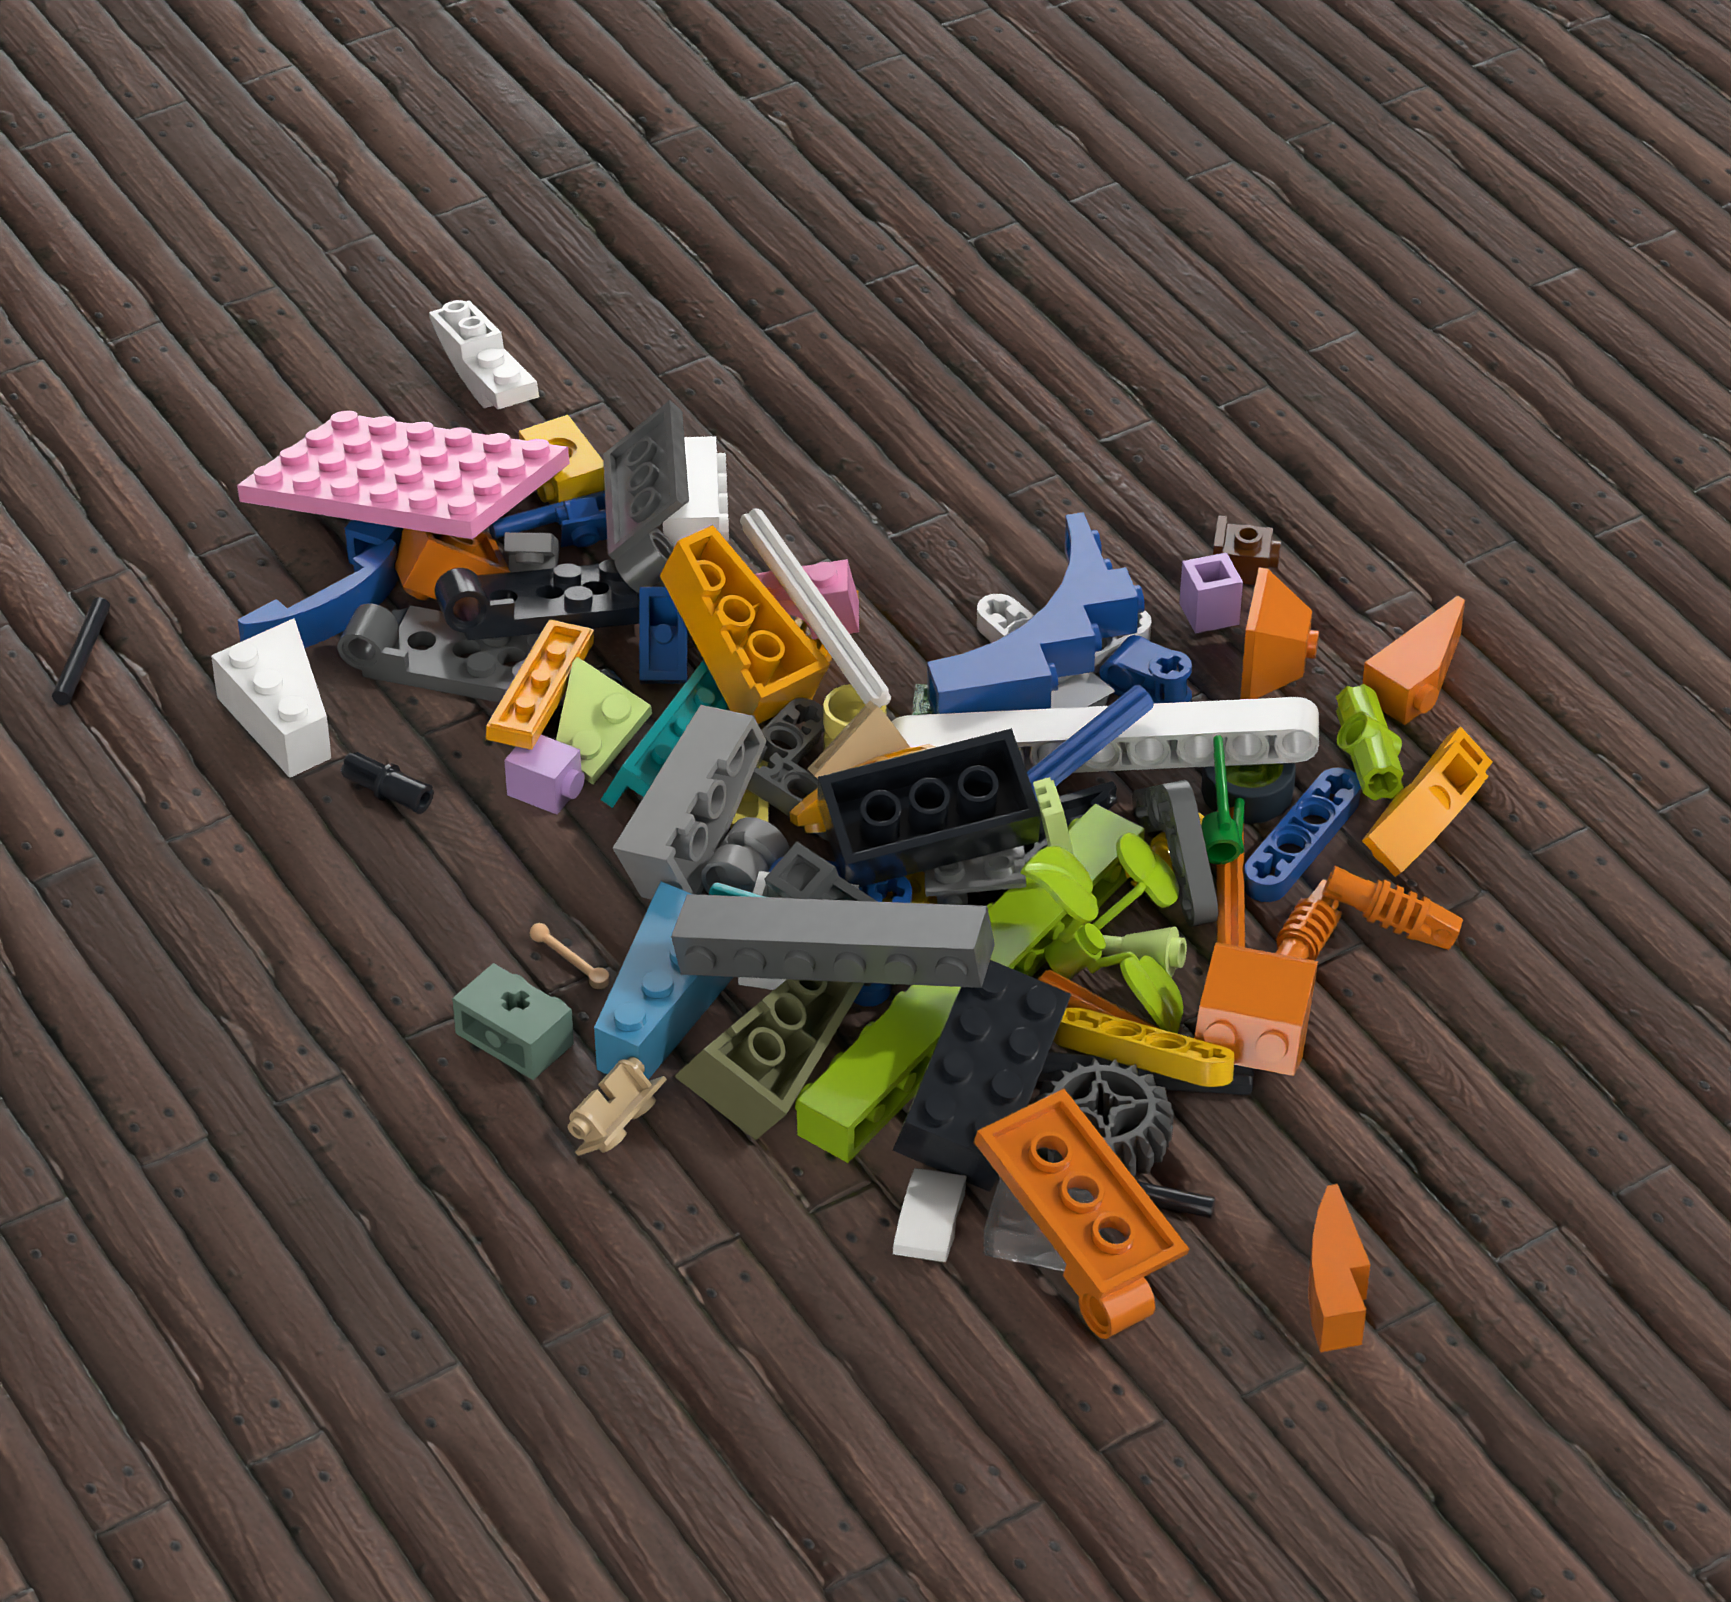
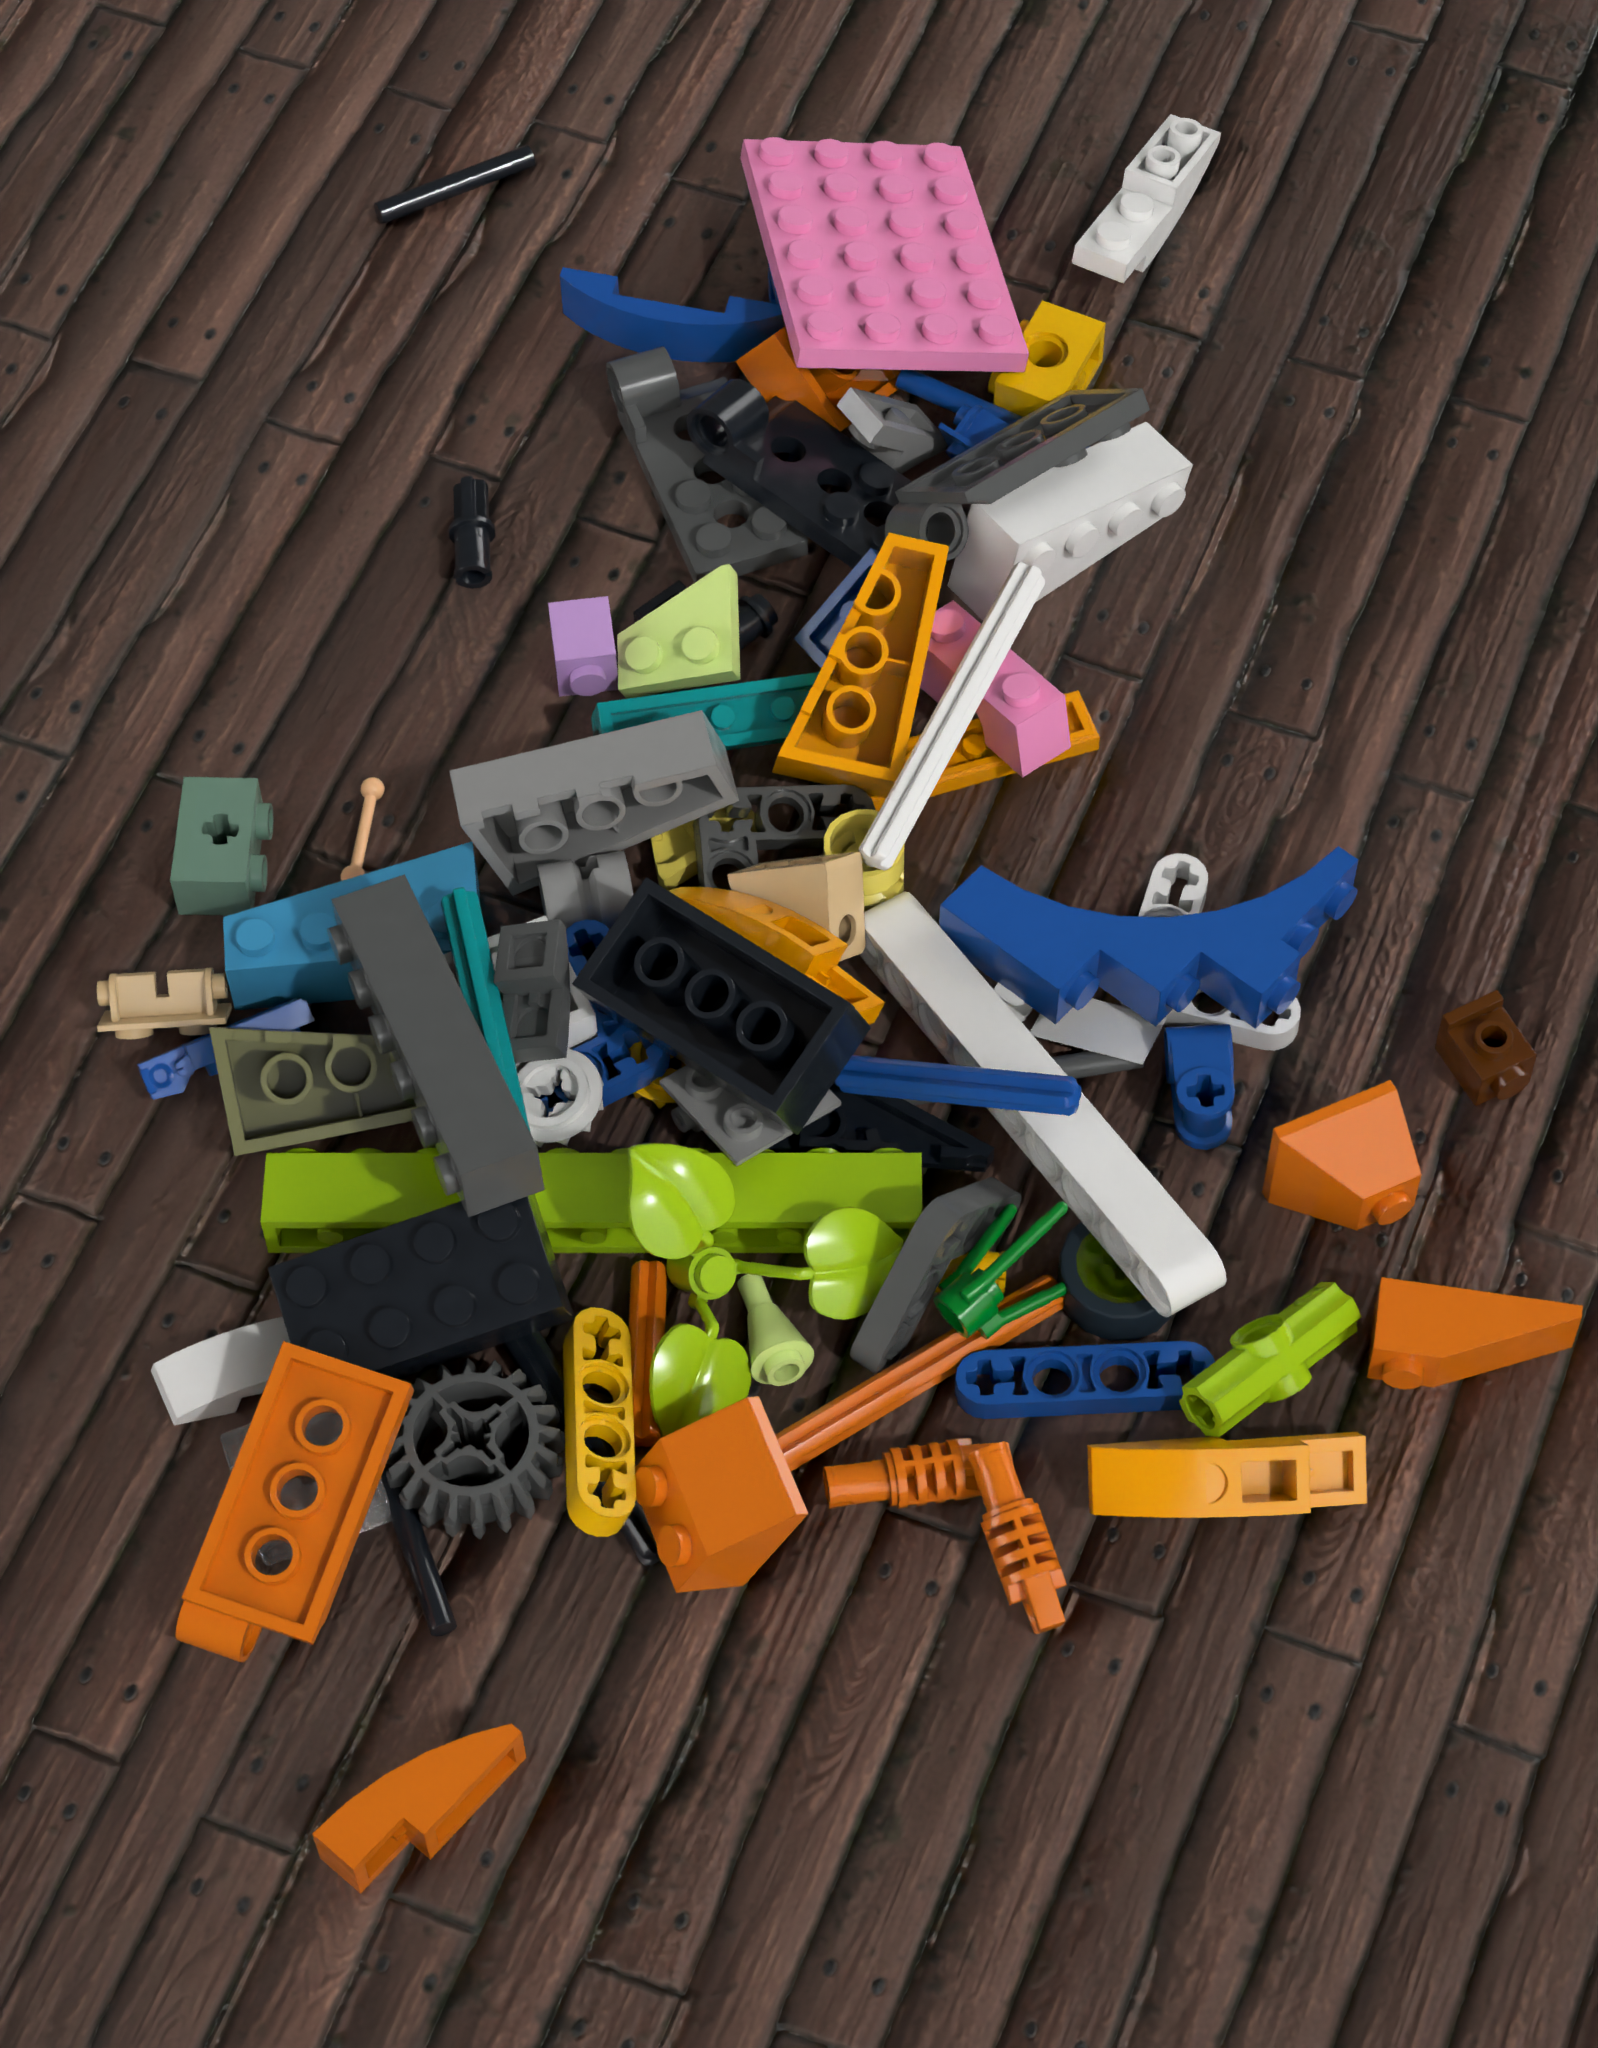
camera: 55 degrees right, 15 degrees up
(275, 697) = (501, 368): white wedge -> none
(539, 685) = (677, 559): light orange tile -> none
(674, 1099) = (171, 1070): none -> blue hinge
(1052, 814) = (780, 1150): yellowish green tile -> none
(1211, 592) = (1370, 1052): lavender brick -> none

